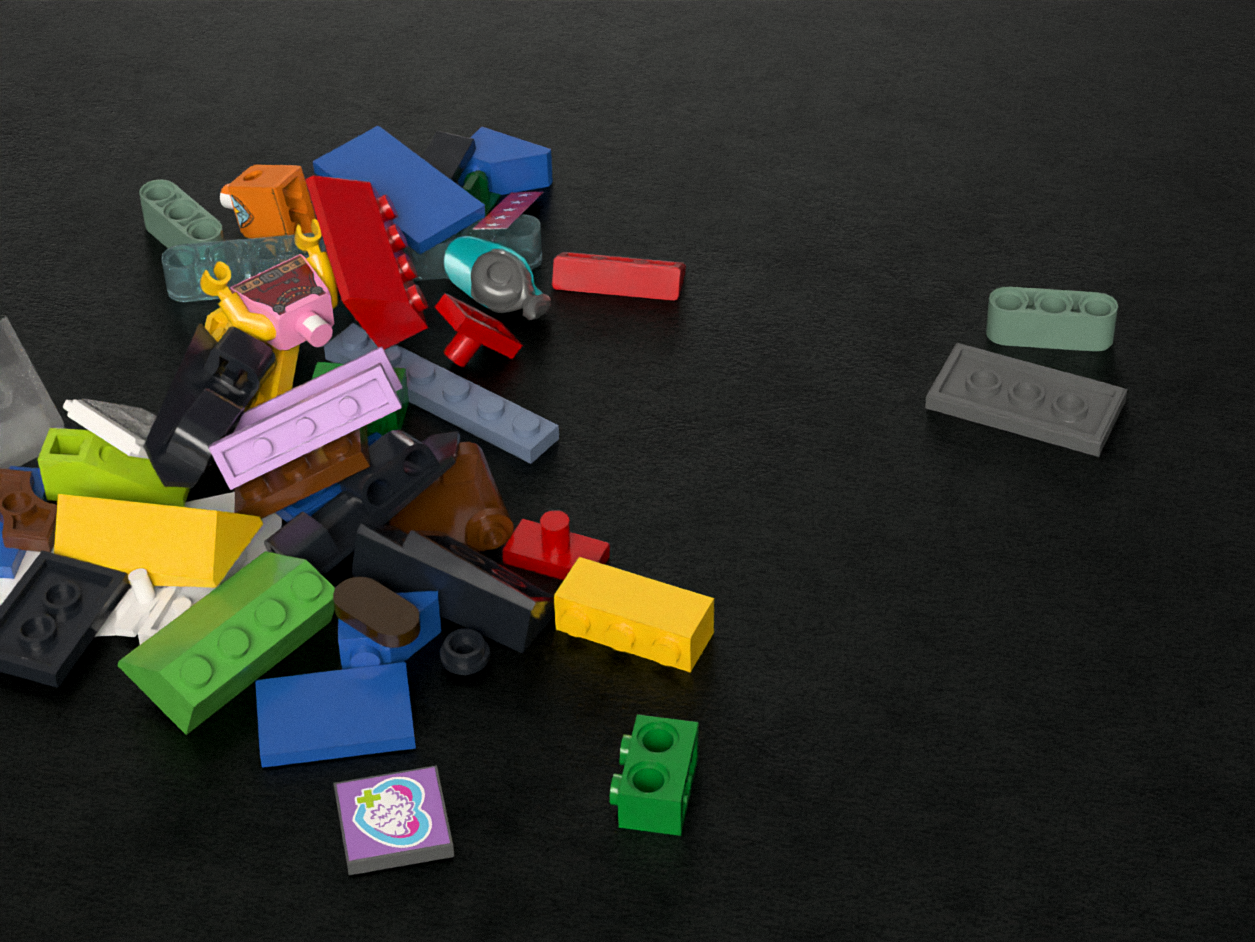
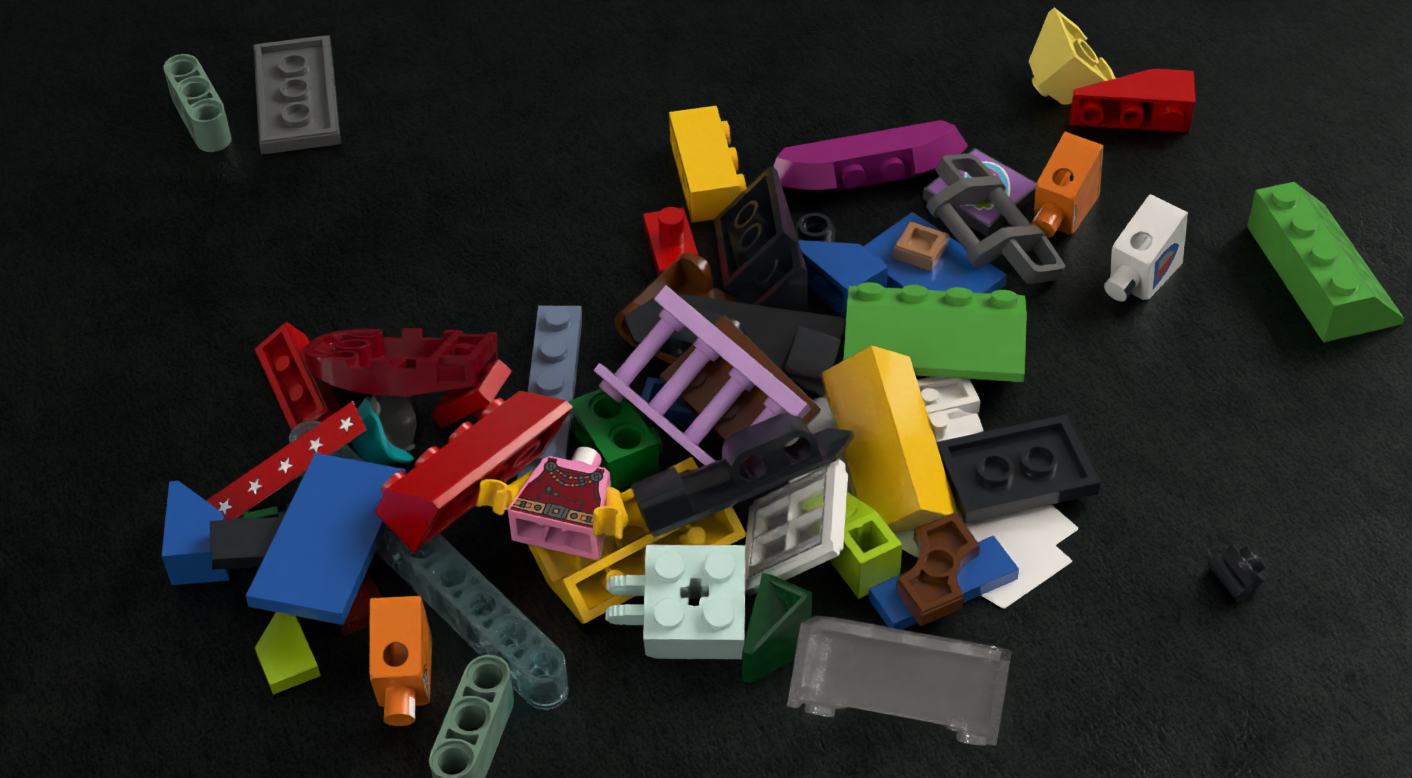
camera: 125 degrees left, 5 degrees up
(72, 379) = (774, 626): none -> dark green slope
(139, 351) = (672, 579): none -> light aqua hinge
(149, 843) = (1147, 250): none -> white torso
(295, 837) = (1062, 202): none -> orange torso
(355, 703) = (921, 246): none -> medium nougat tile
(365, 797) = (1007, 241): none -> dark grey bar
(376, 612) = (850, 251): dark brown tile -> none
(504, 760) = (867, 158): none -> magenta brick
(575, 274) = (378, 364): none -> dark red slope
(656, 774) = (830, 87): green brick -> none

